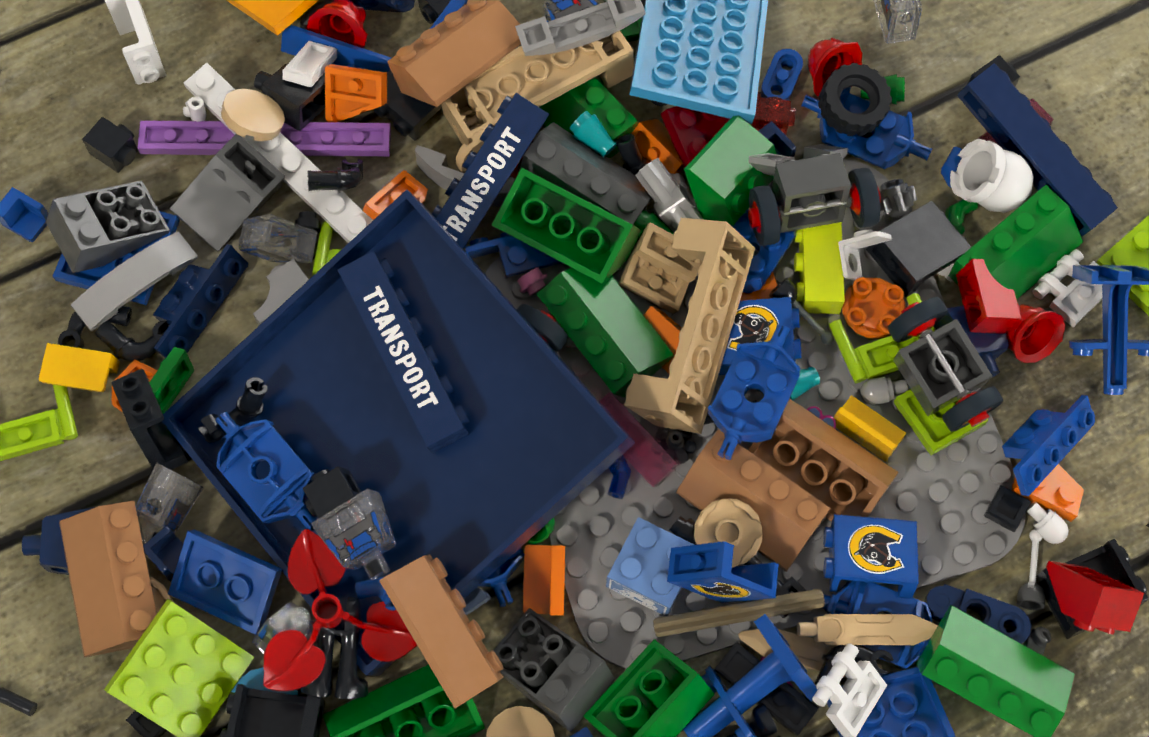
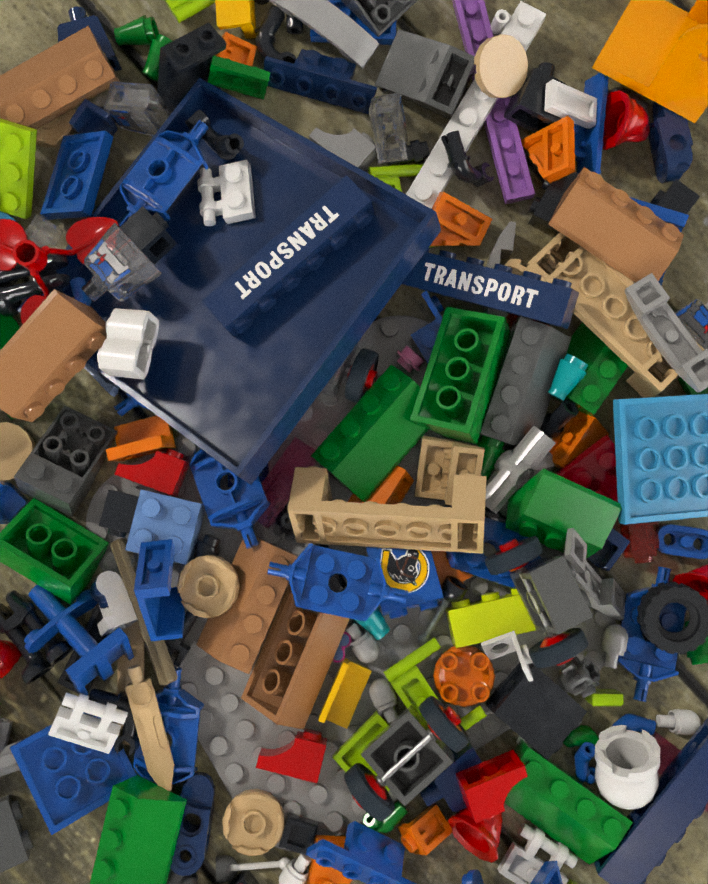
camera: 75 degrees right, 15 degrees up
(73, 482) = (137, 32): none -> green cone
(110, 465) = (152, 64): none -> green cone
(305, 404) = (236, 193): none -> white plate
(452, 533) = (128, 343): none -> white brick
(592, 561) = (162, 472): none -> red arch
(626, 610) = (118, 513): none -> black brick
(647, 497) = (231, 508): none -> blue plate
(722, 644) = (113, 602): none -> white leg
(823, 396) = (362, 644): none -> light grey cylinder
(868, 158) = (614, 644): none -> light grey cylinder
(872, 552) = (219, 719): blue panel -> none
(921, 184) = (606, 697): none -> lime tile
(925, 483) = (298, 759): none -> red arch
(957, 125) = (679, 721): none -> white cylinder
(978, 221) = (582, 759): none -> blue arm
(987, 552) = (253, 822): none -> tan tile
(1007, 423) = (389, 823): none -> green arm
(1025, 385) = (425, 831): none -> orange bracket

